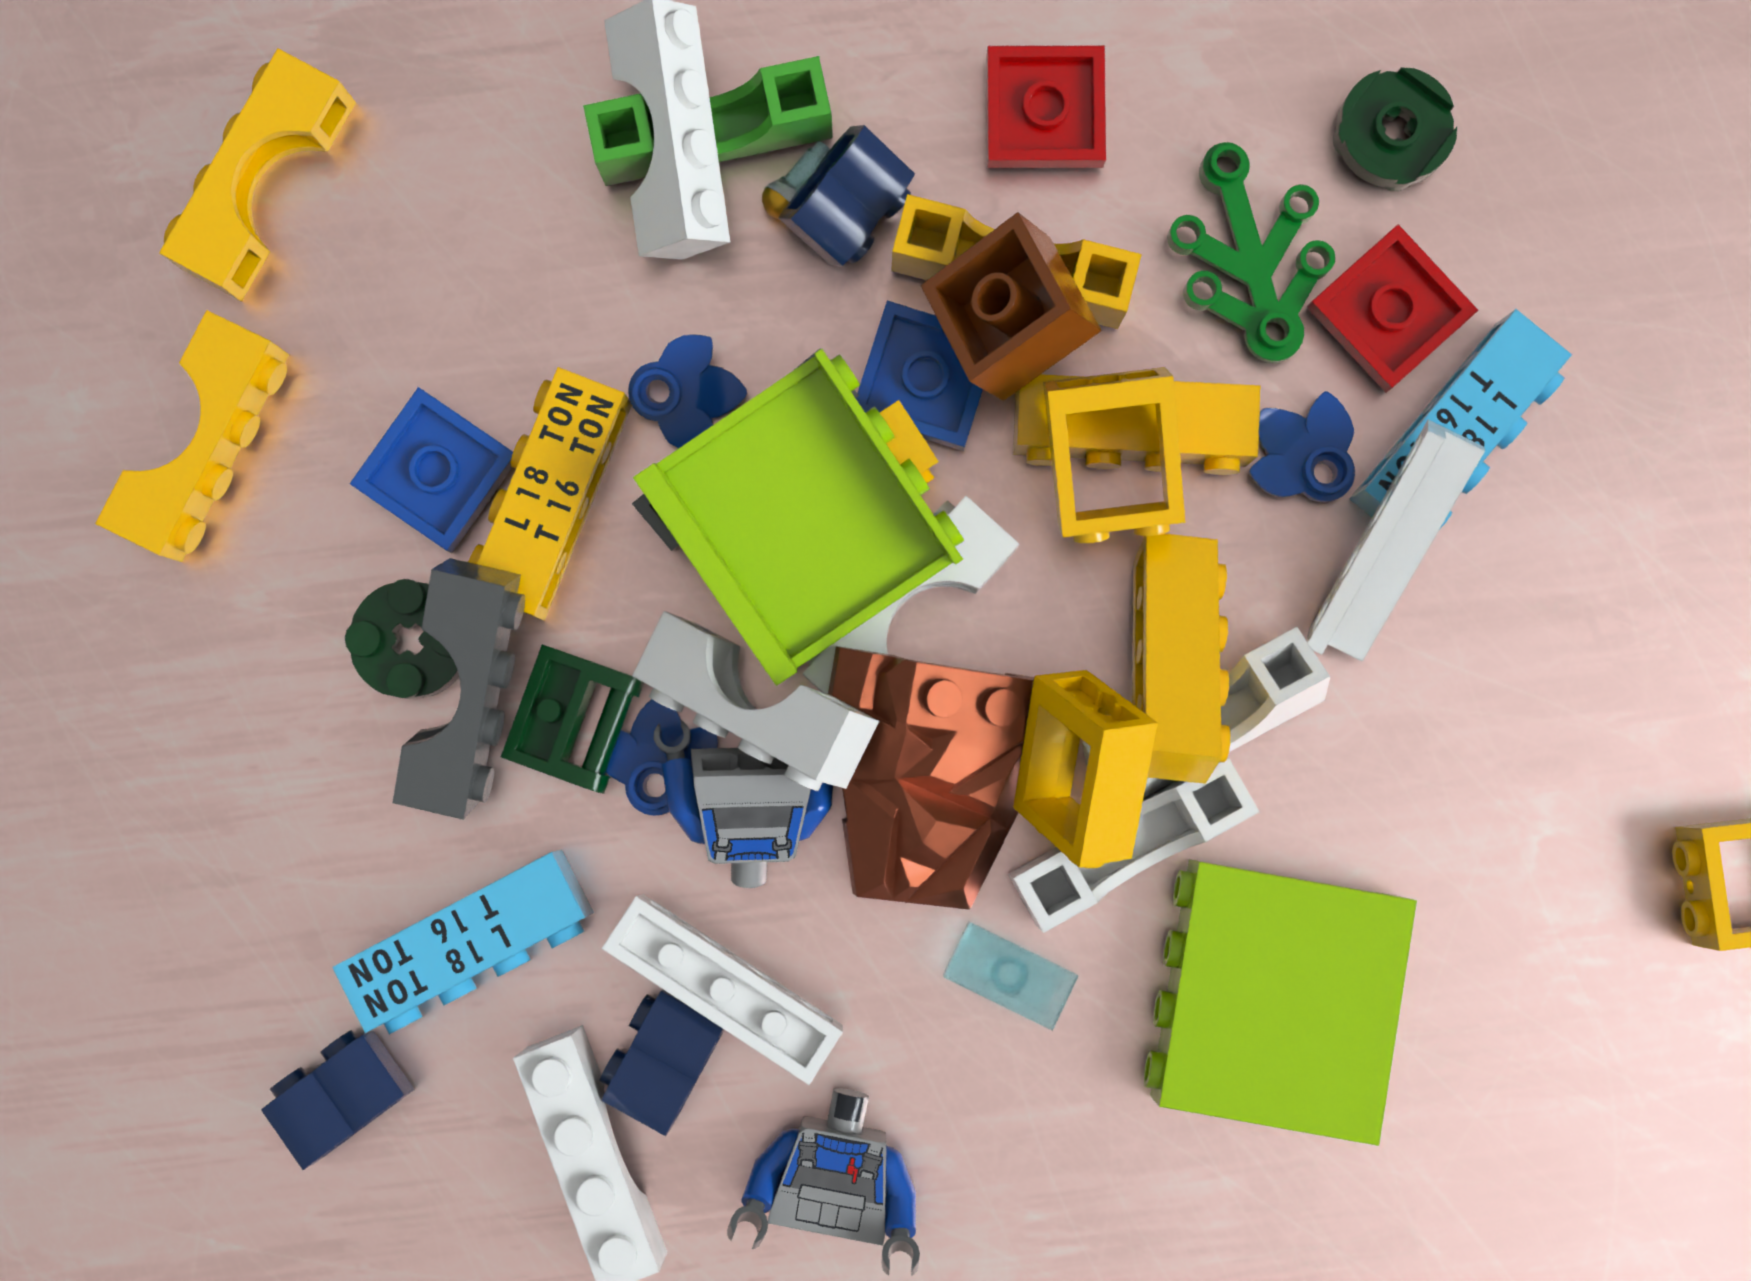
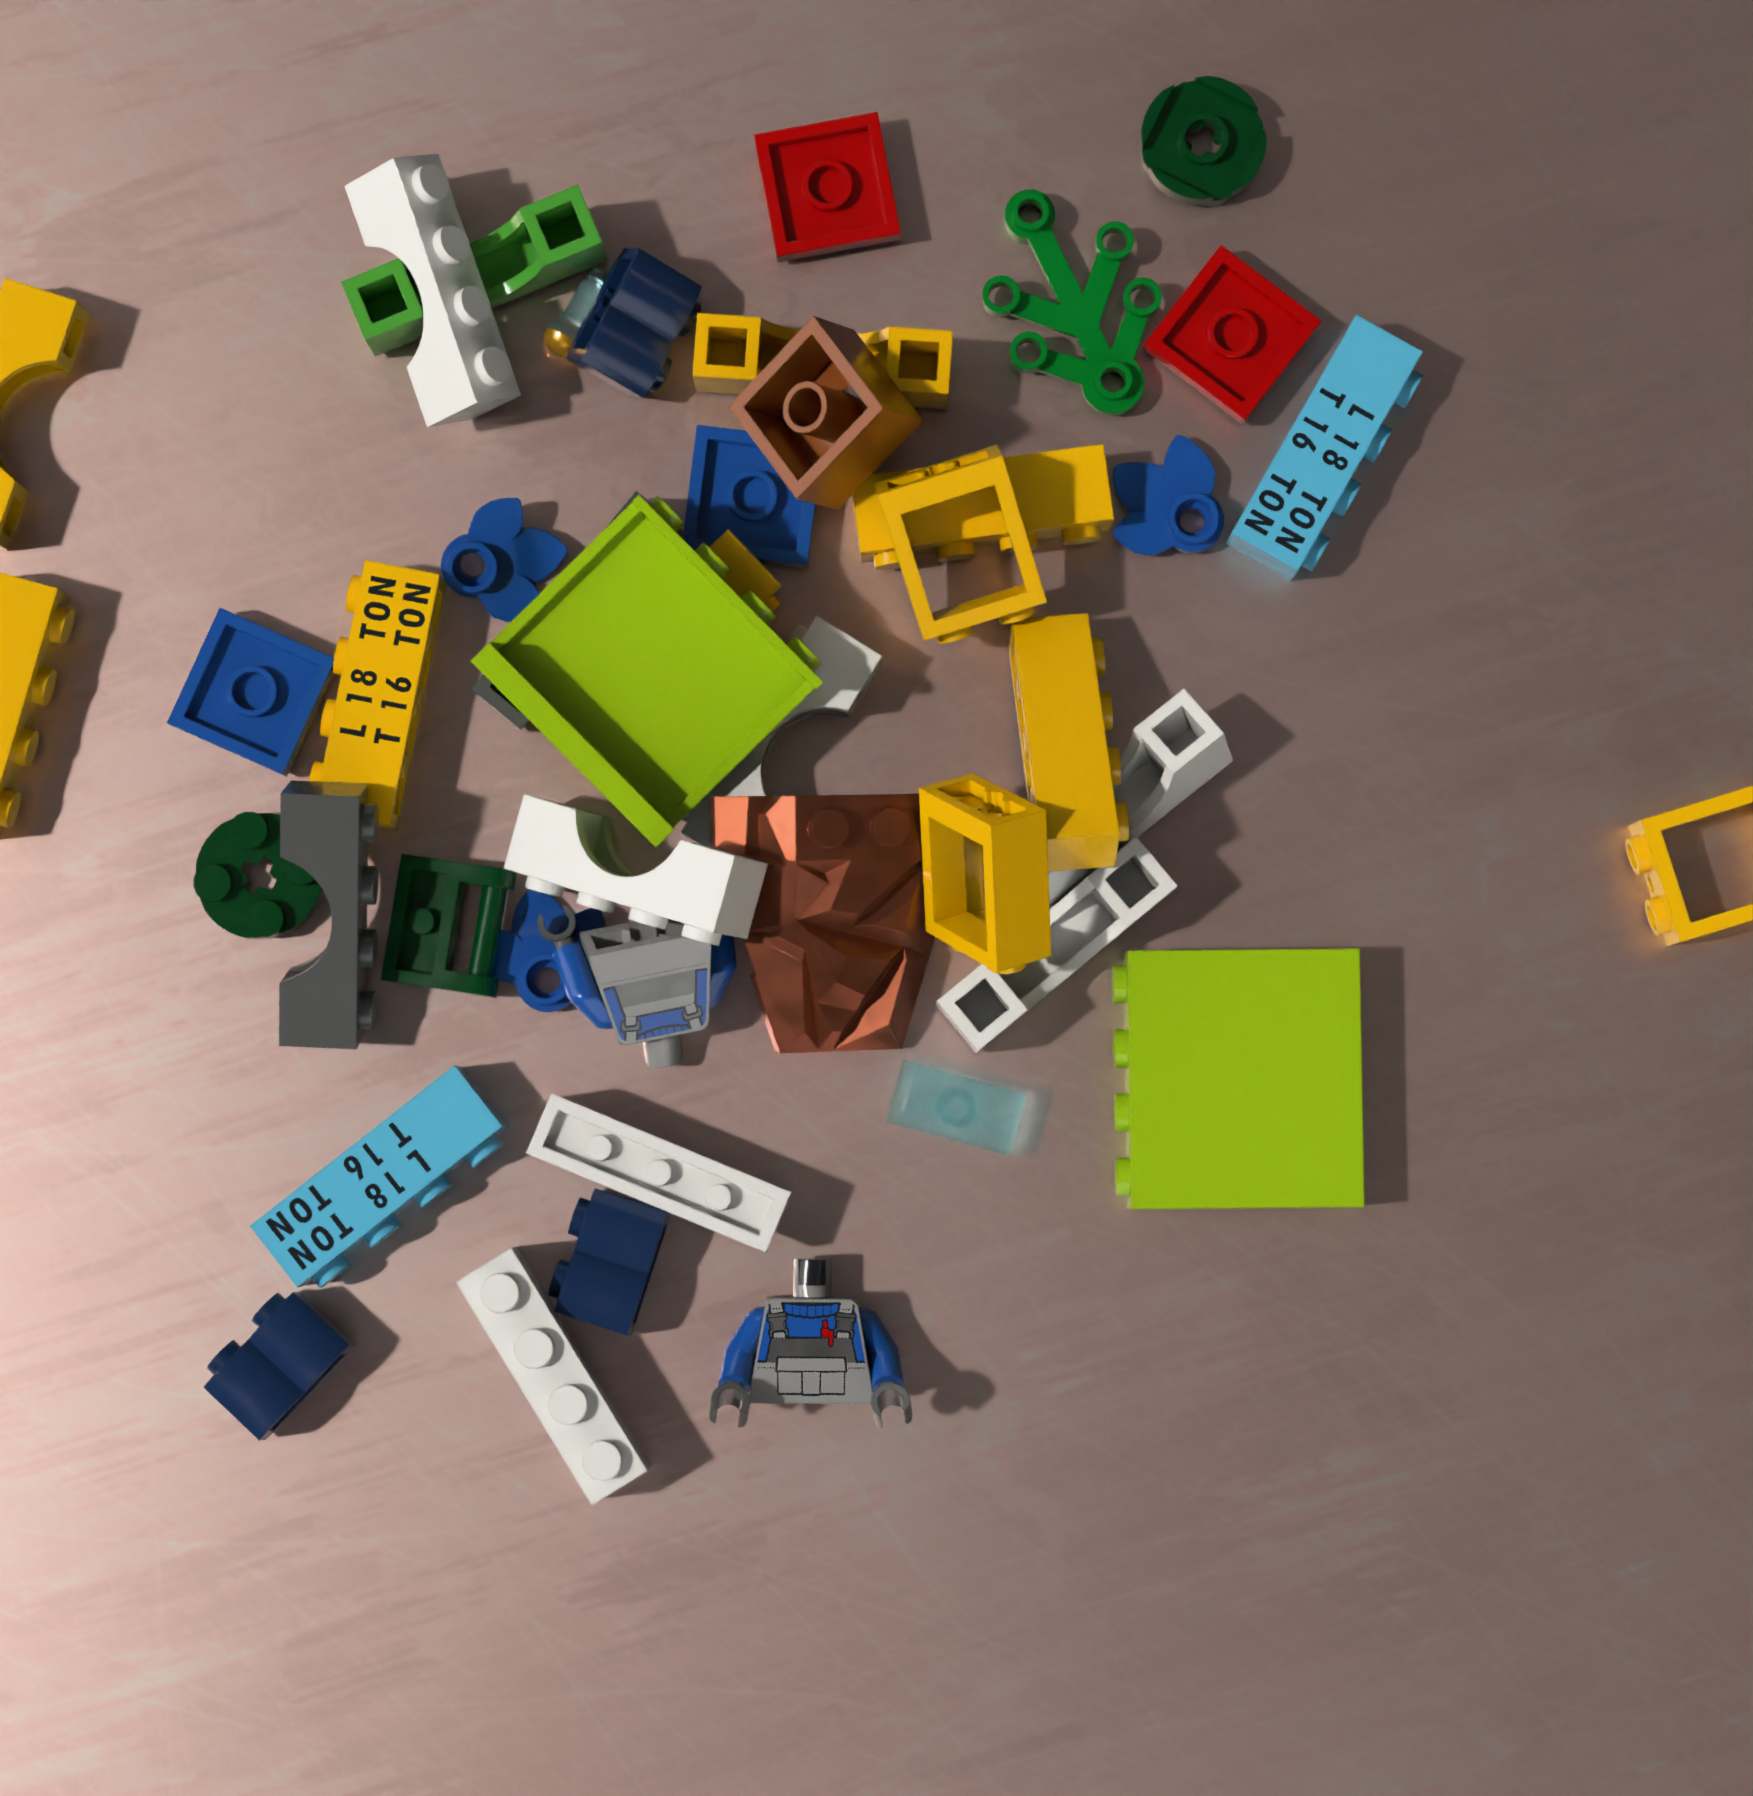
camera: 10 degrees left, 0 degrees up
(1395, 541) = (1269, 582): white fence -> none

